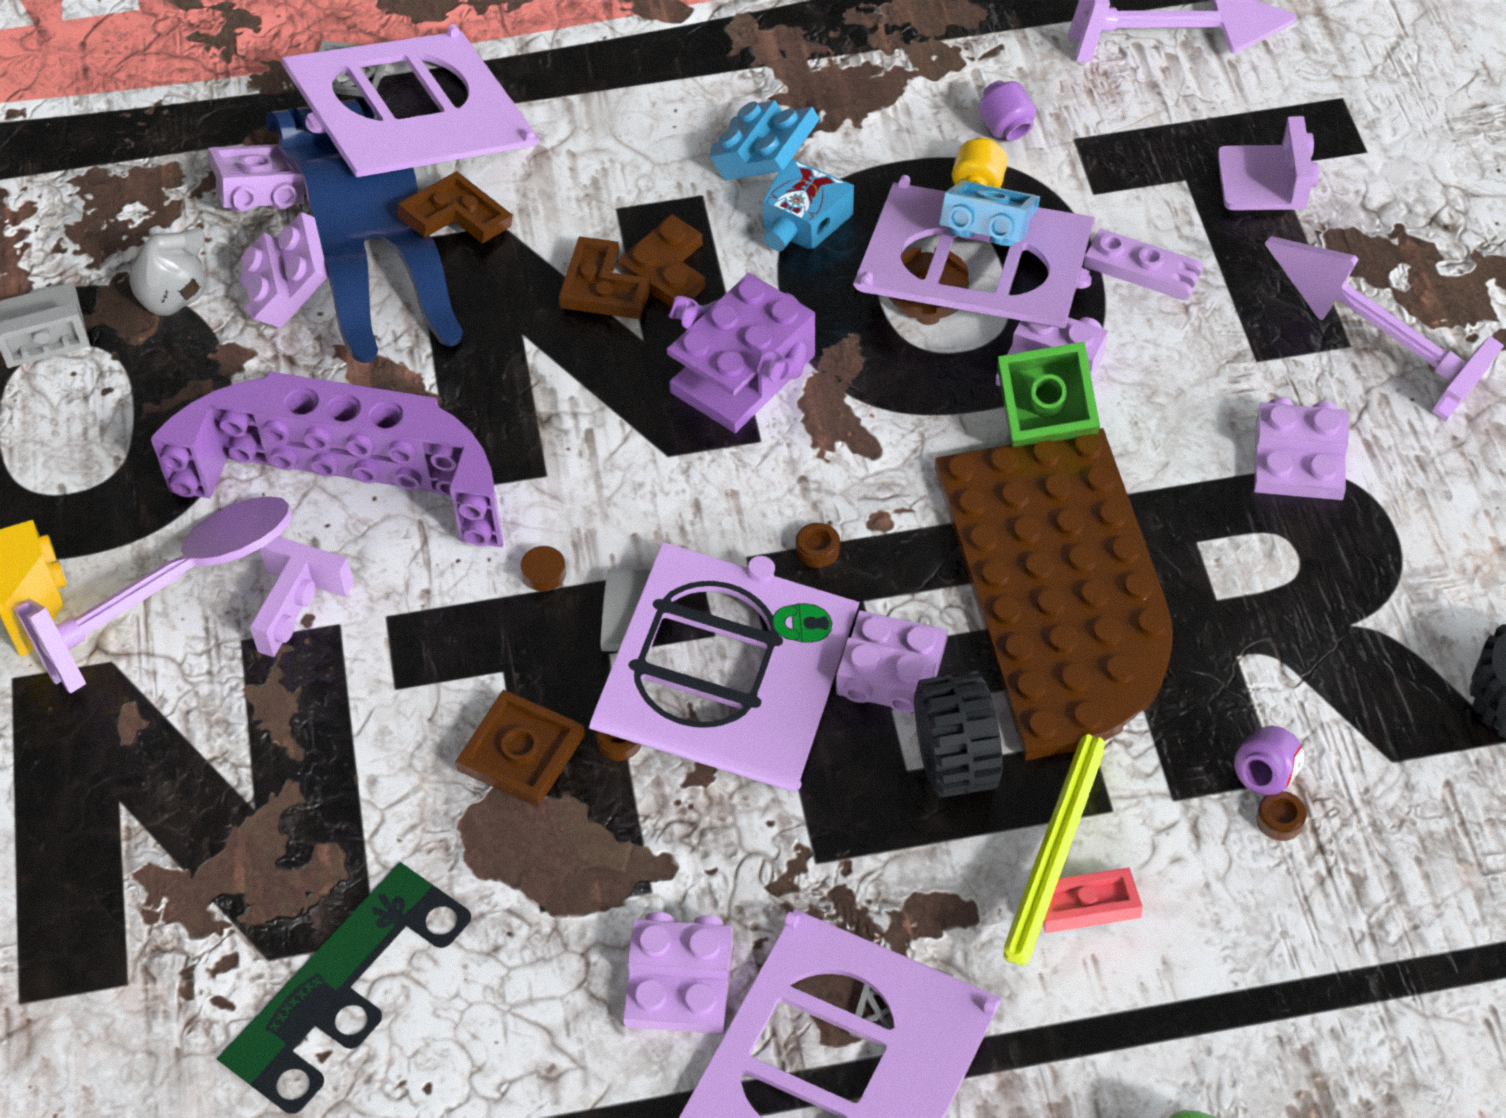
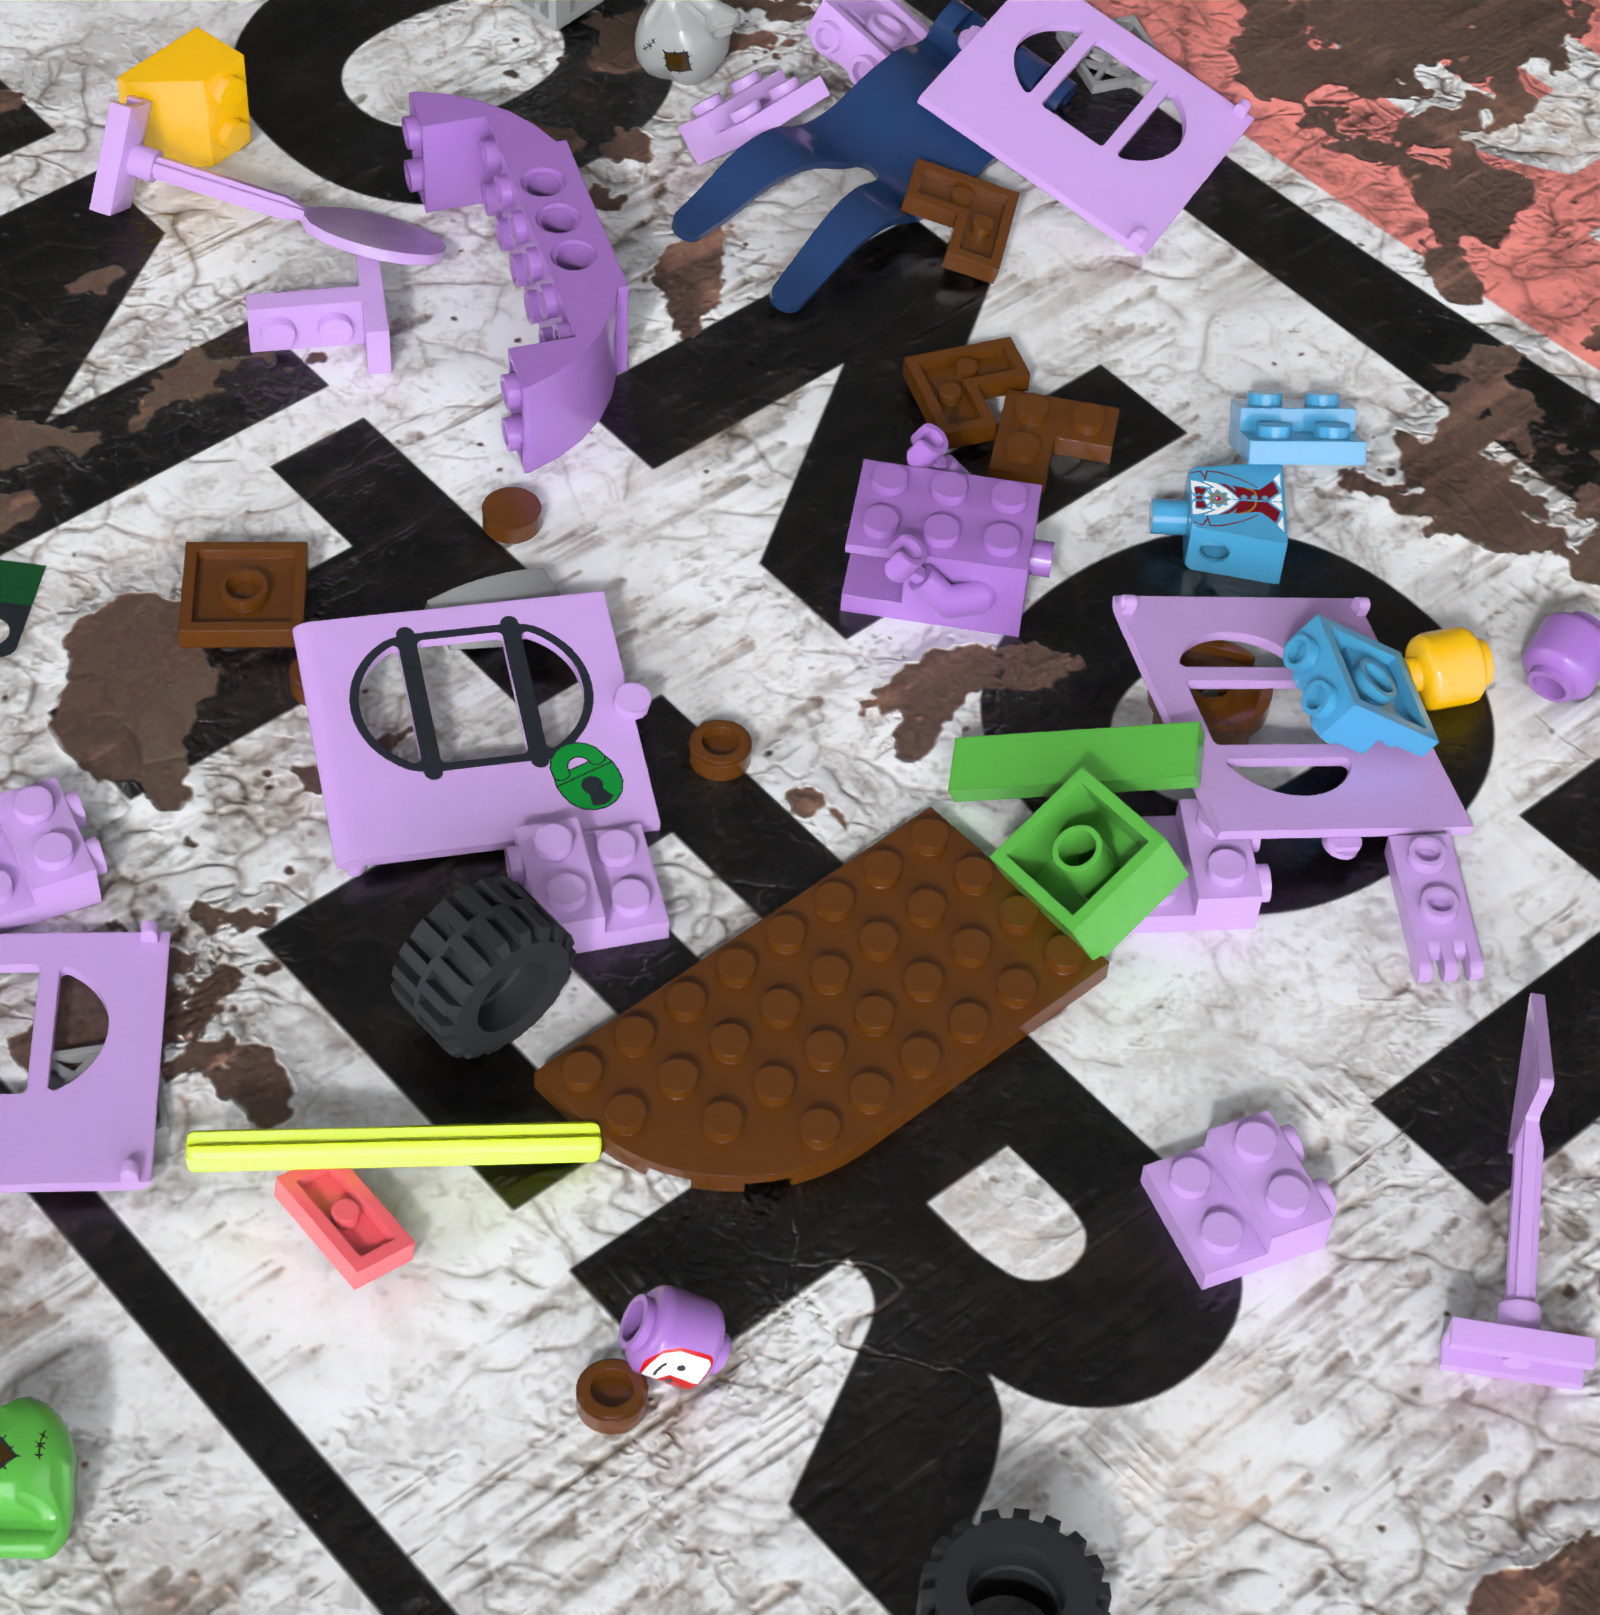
camera: 55 degrees right, 5 degrees down
(960, 367) = (1044, 761): none -> bright green tile

